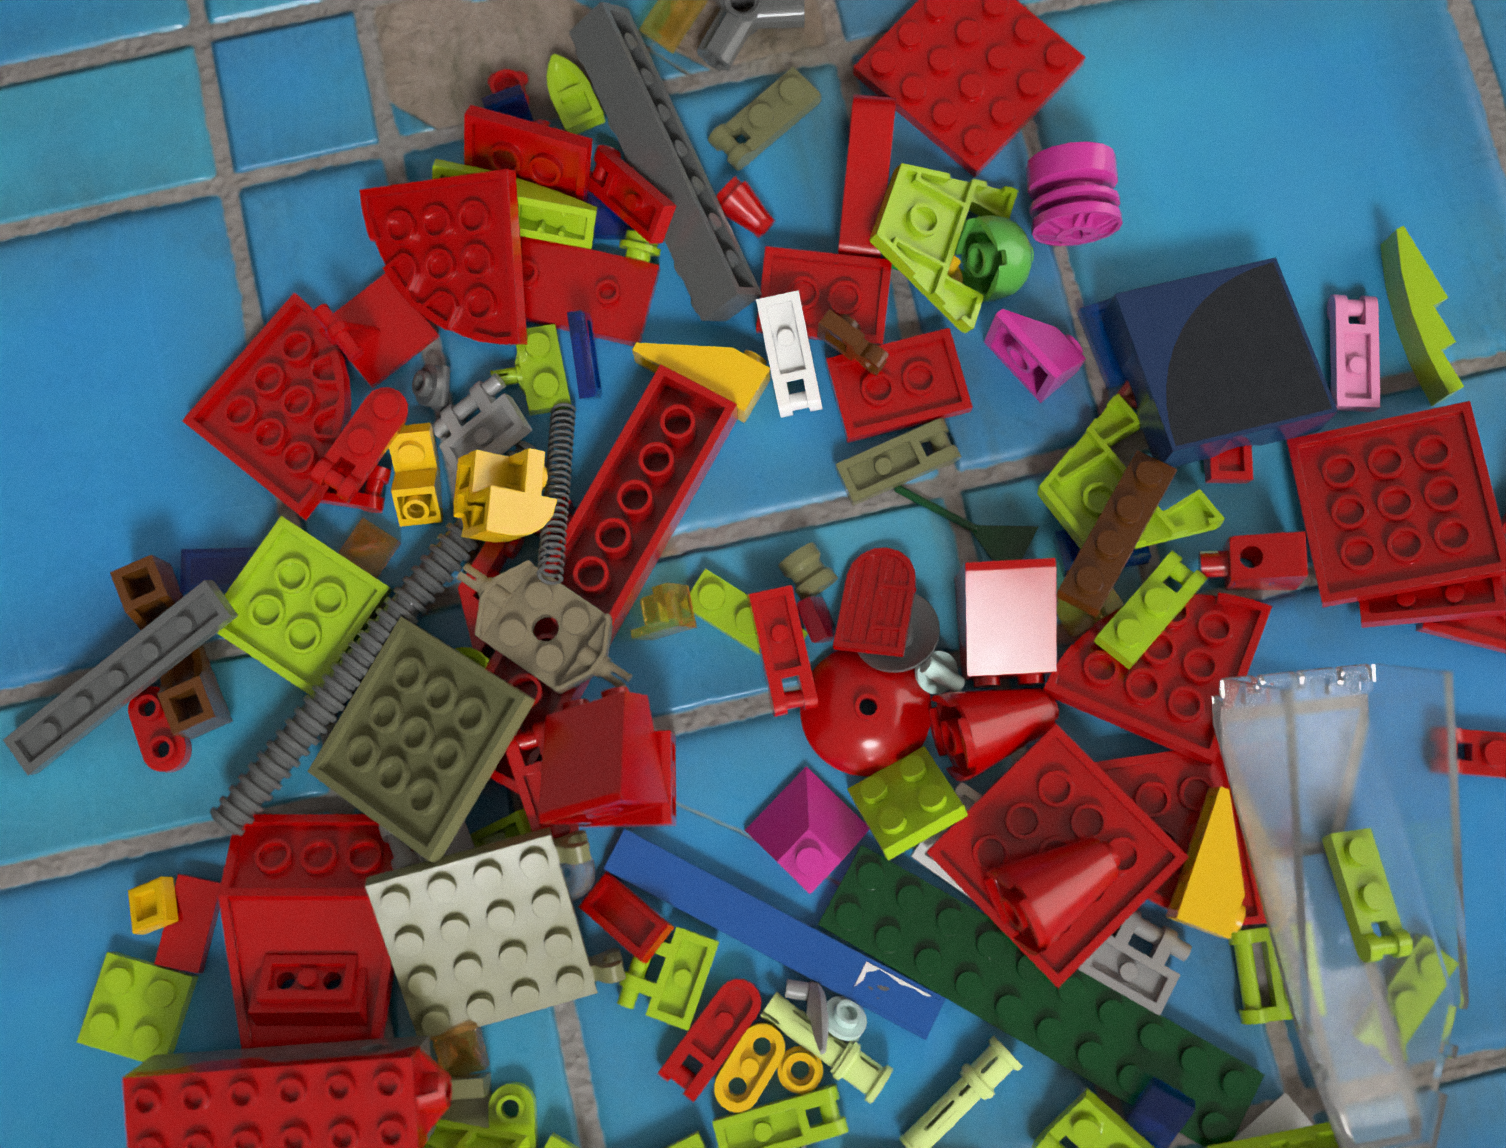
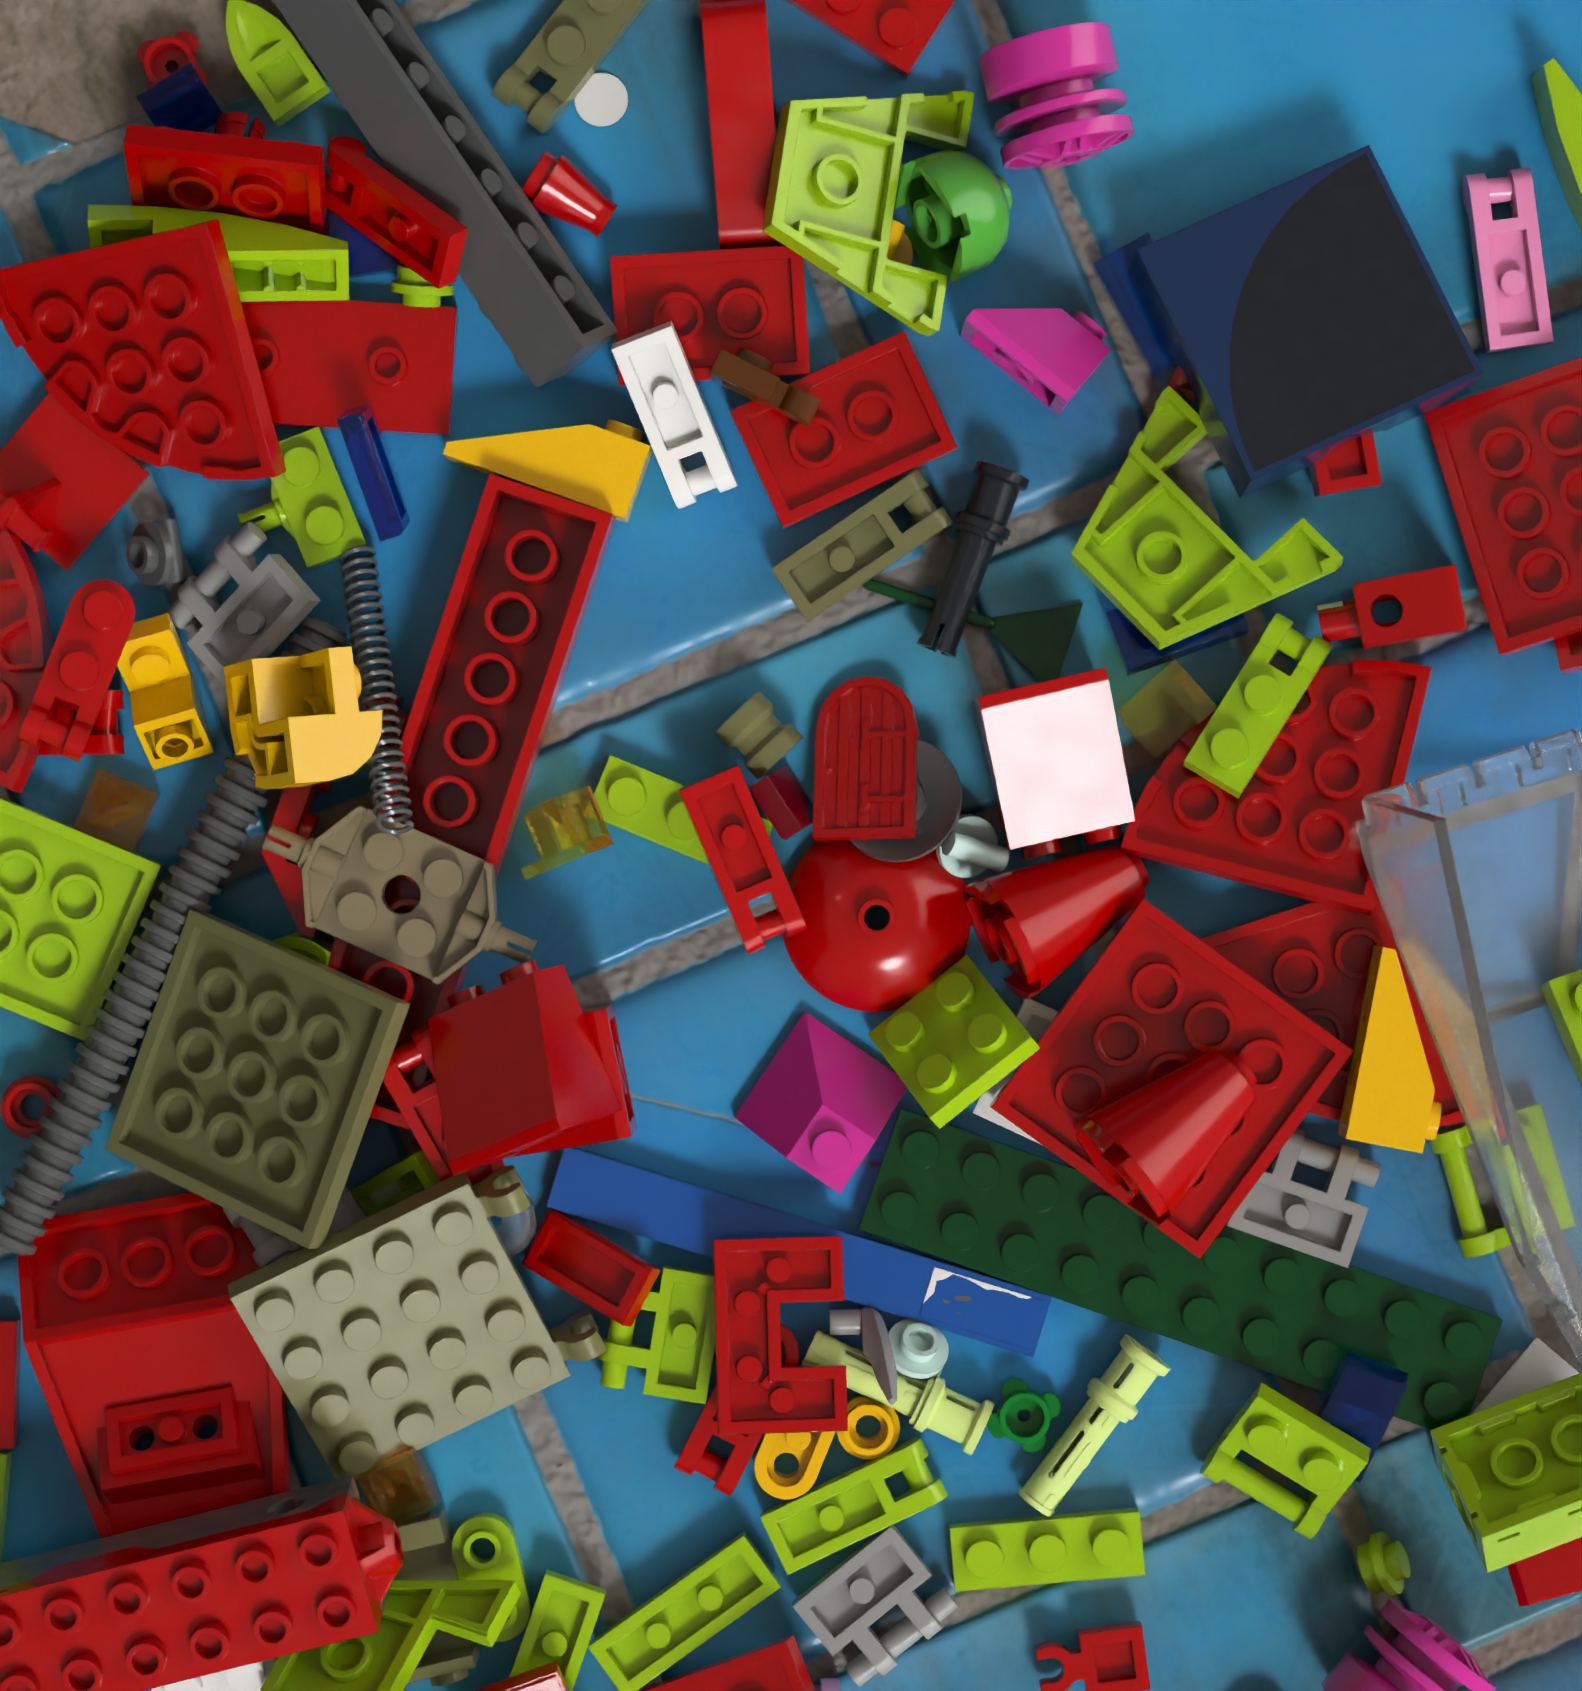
camera: 10 degrees left, 10 degrees up
(257, 728) = (14, 1098): none -> red plate
(723, 1020) = (751, 1384): none -> red plate
(777, 158) = (602, 100): none -> white sticker
(925, 1080) = (1029, 1432): none -> green plate
(979, 463) = (980, 529): none -> black pin
(1116, 533) = (1190, 608): reddish brown plate -> none

